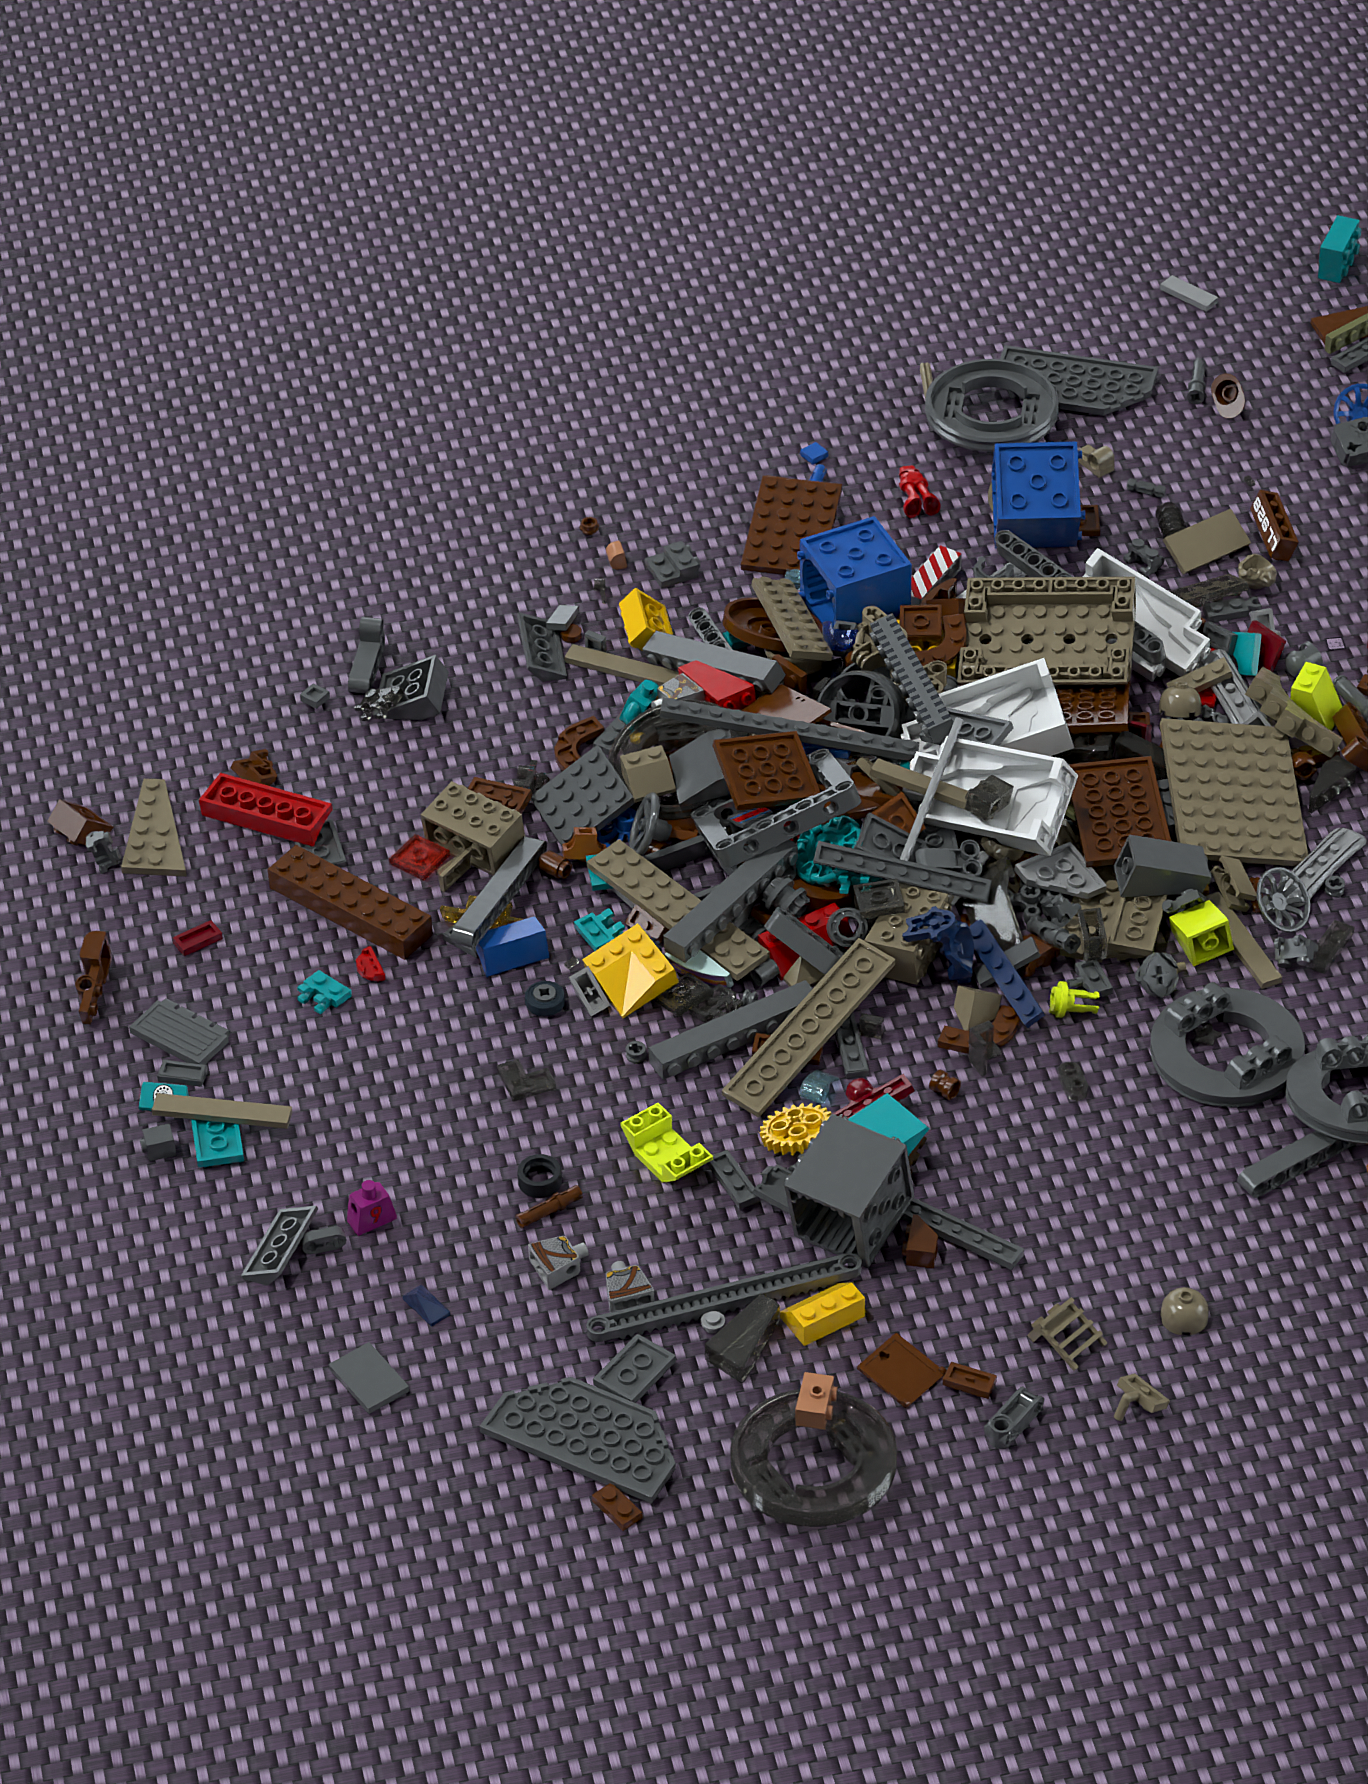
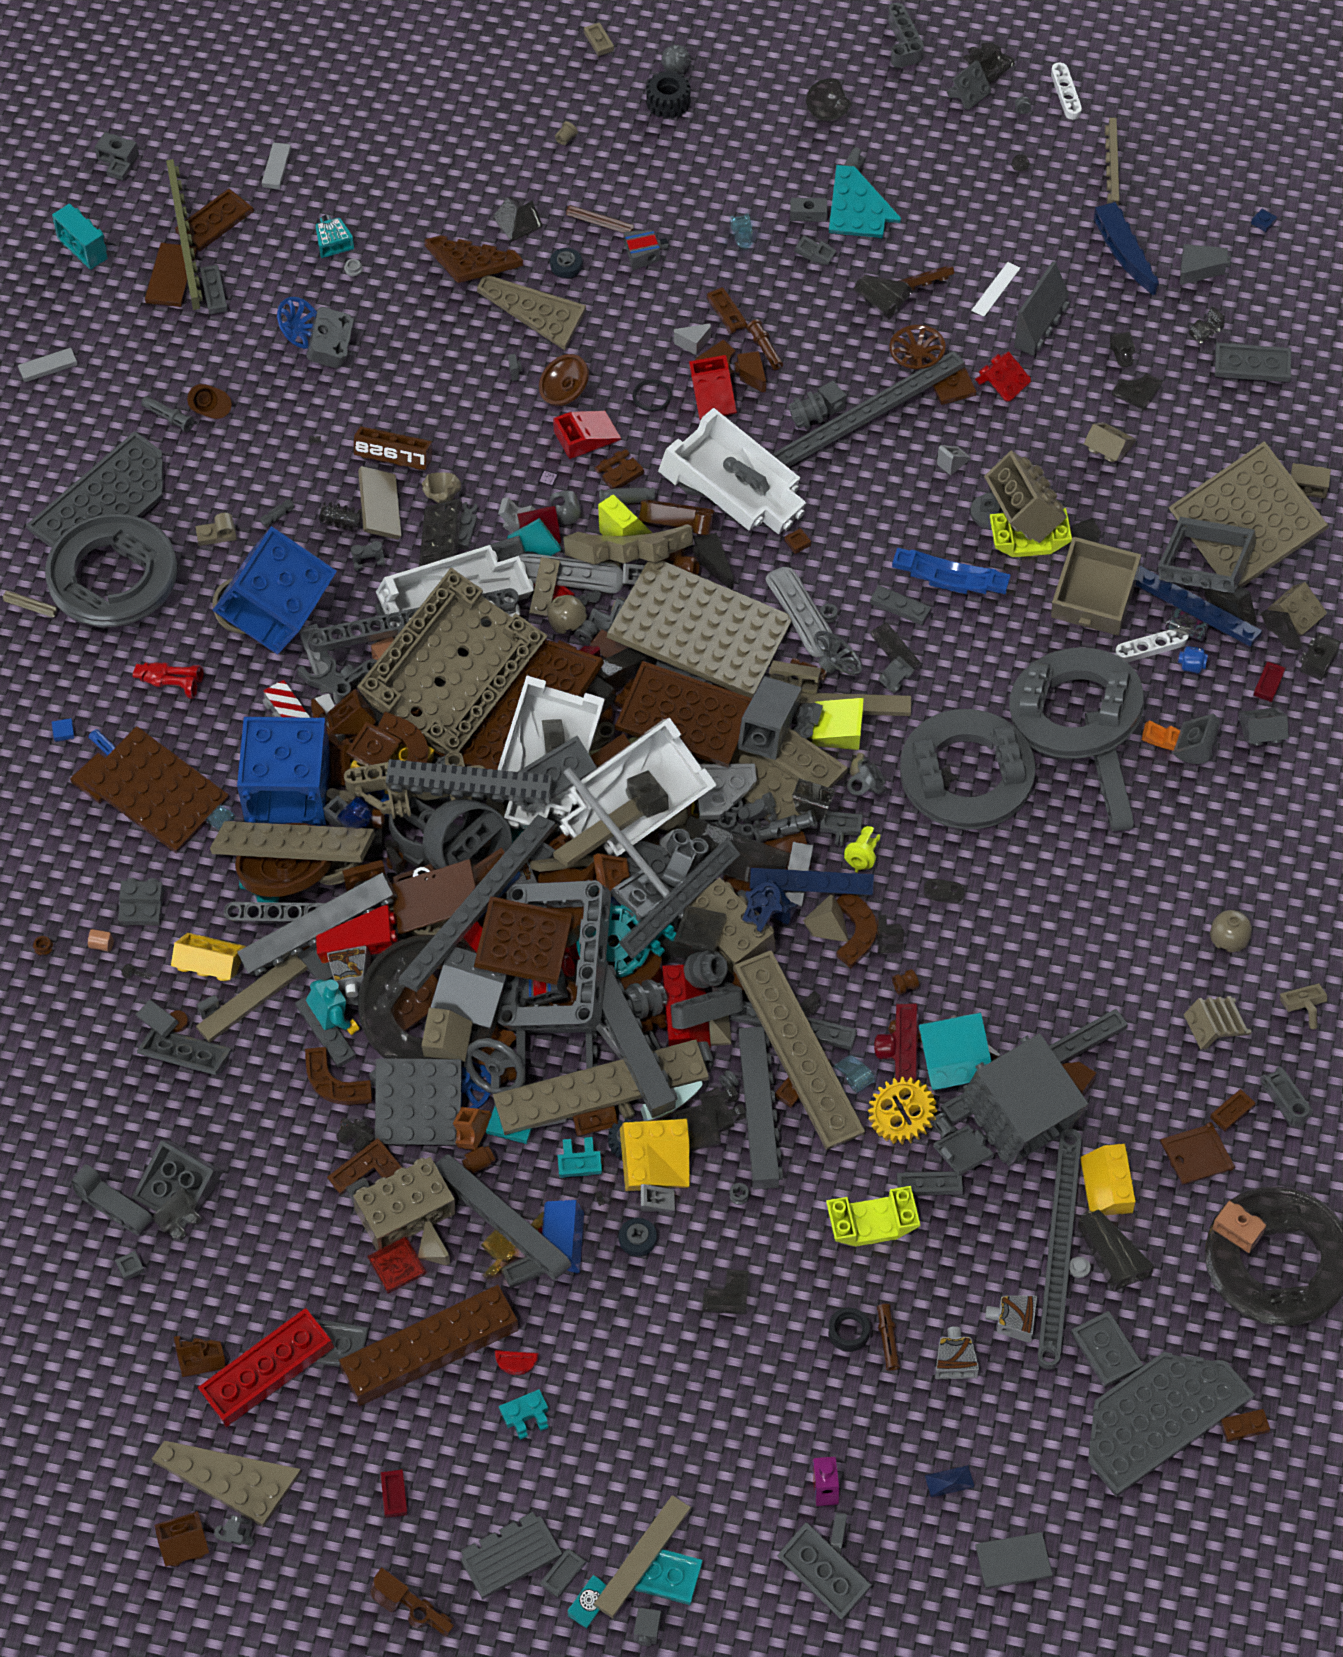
camera: 65 degrees left, 15 degrees up
(1017, 715) = (552, 734): none -> clear smoke slope

